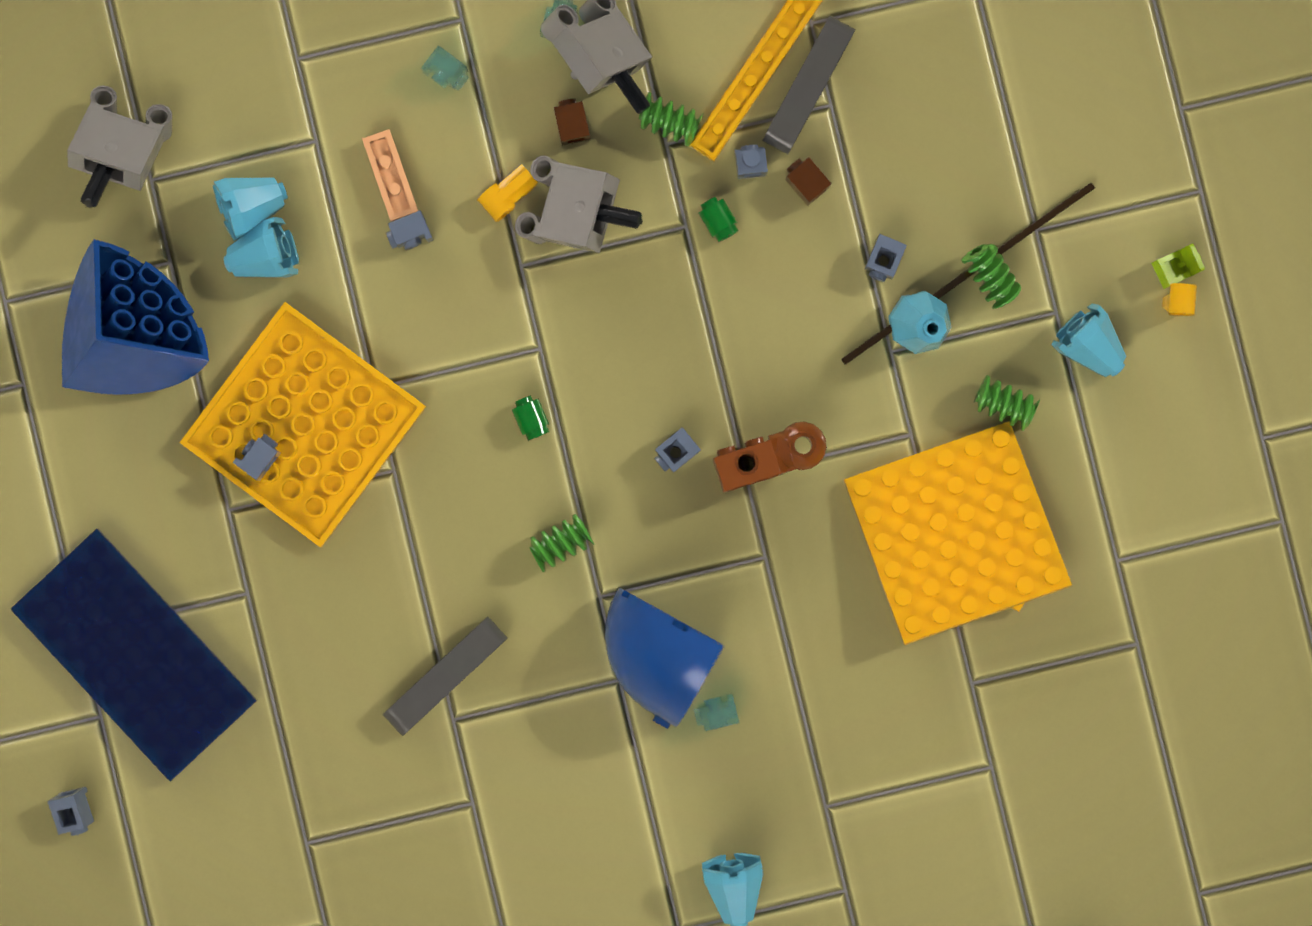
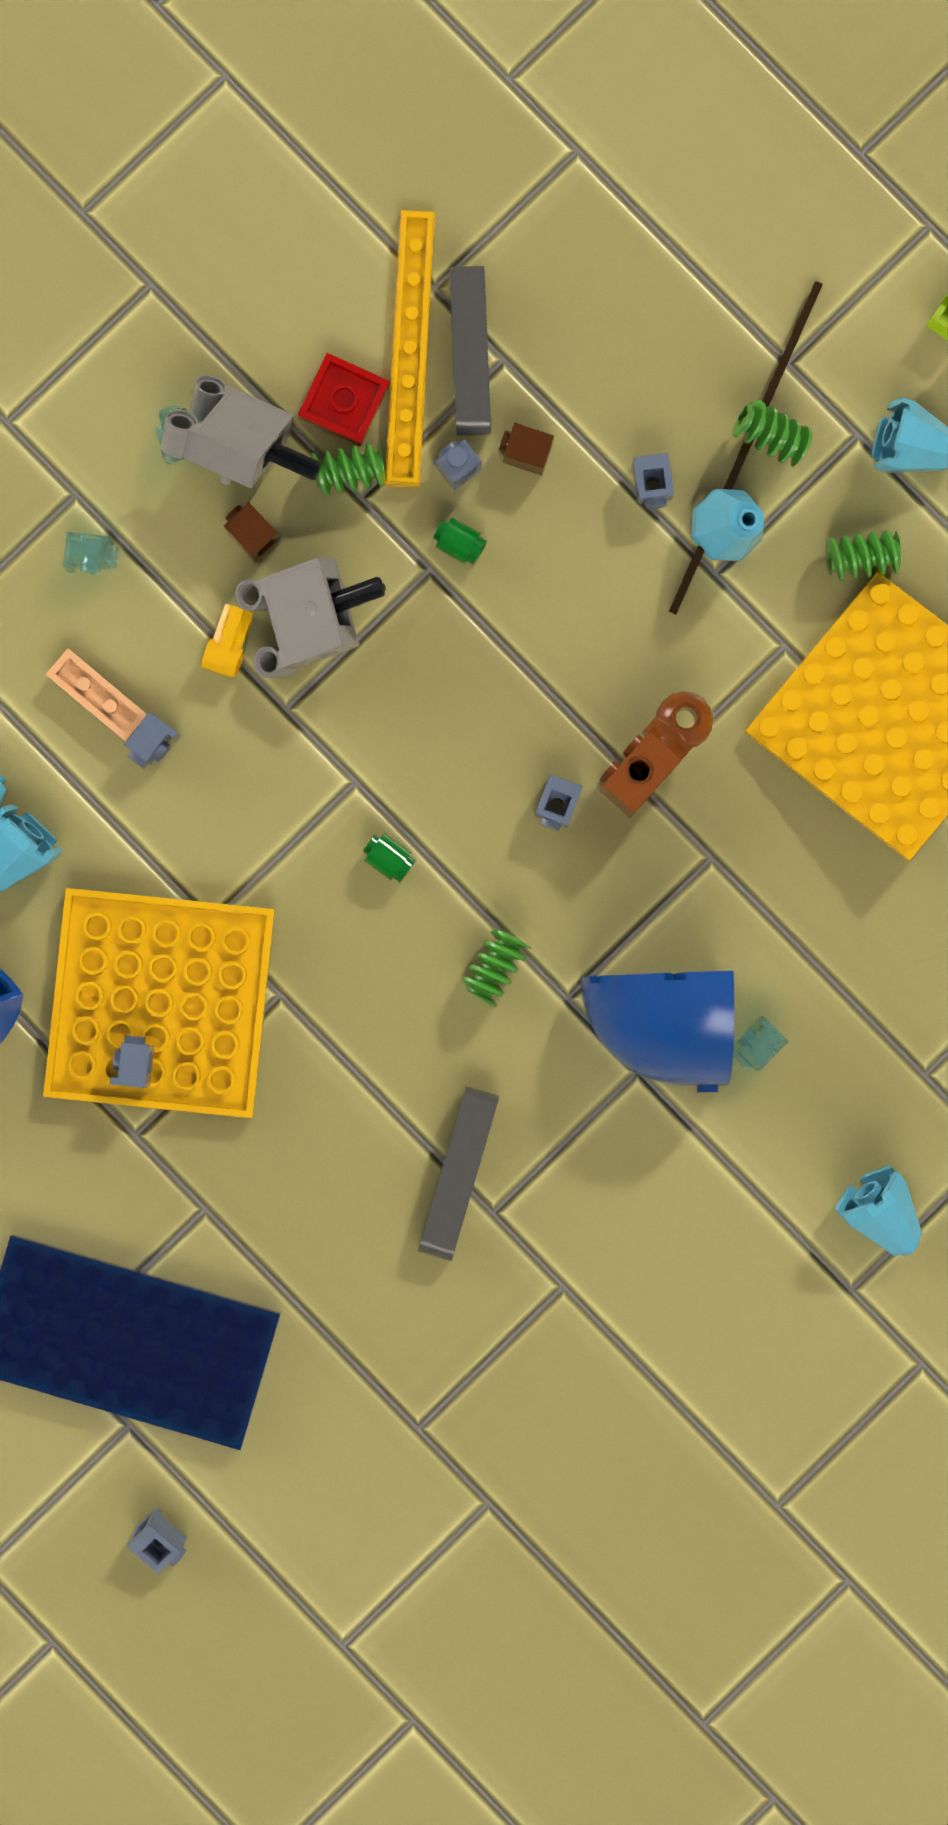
camera: 30 degrees left, 0 degrees up
(696, 66) = (344, 399): none -> red plate

